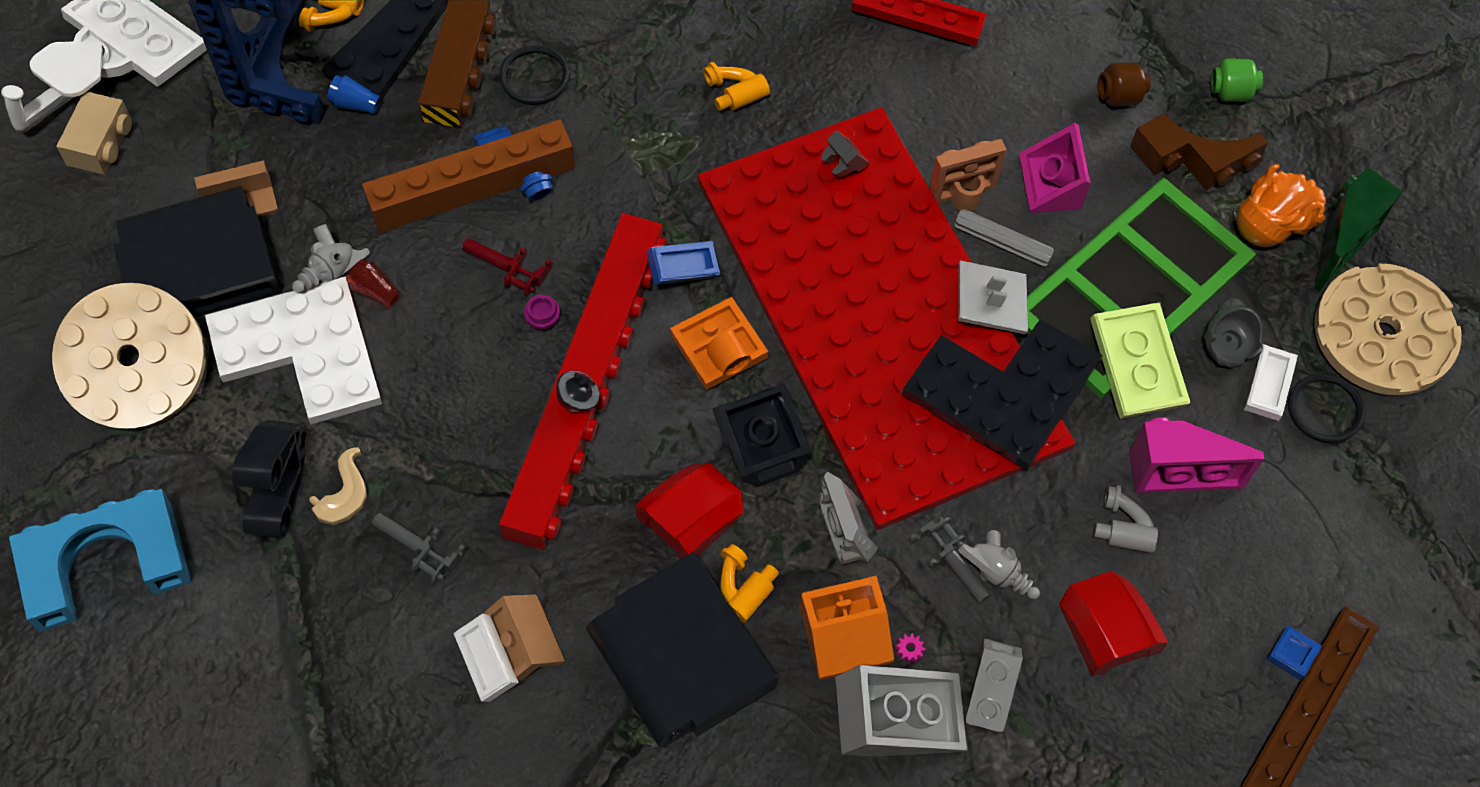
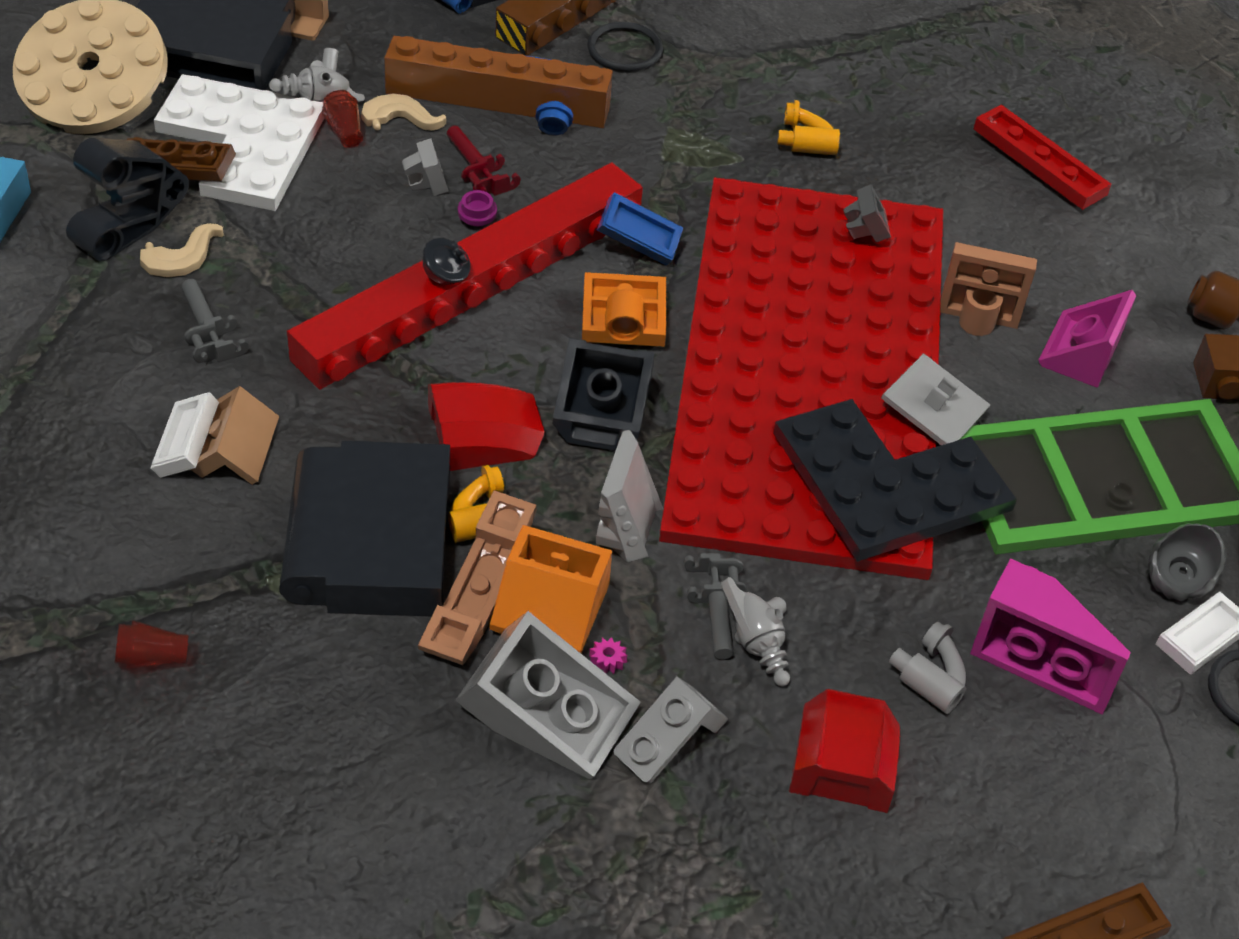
camera: 30 degrees right, 15 degrees down
(290, 403) = (194, 159): none -> reddish brown tile
(397, 244) = (386, 107): none -> tan piece
(477, 297) = (428, 169): none -> light grey tile
(788, 648) = (471, 601): none -> nougat slope
(1004, 237) = (991, 367): light grey axle -> none
(1139, 360) = (1063, 527): yellowish green tile -> none
(1294, 652) = (1044, 894): blue tile -> none

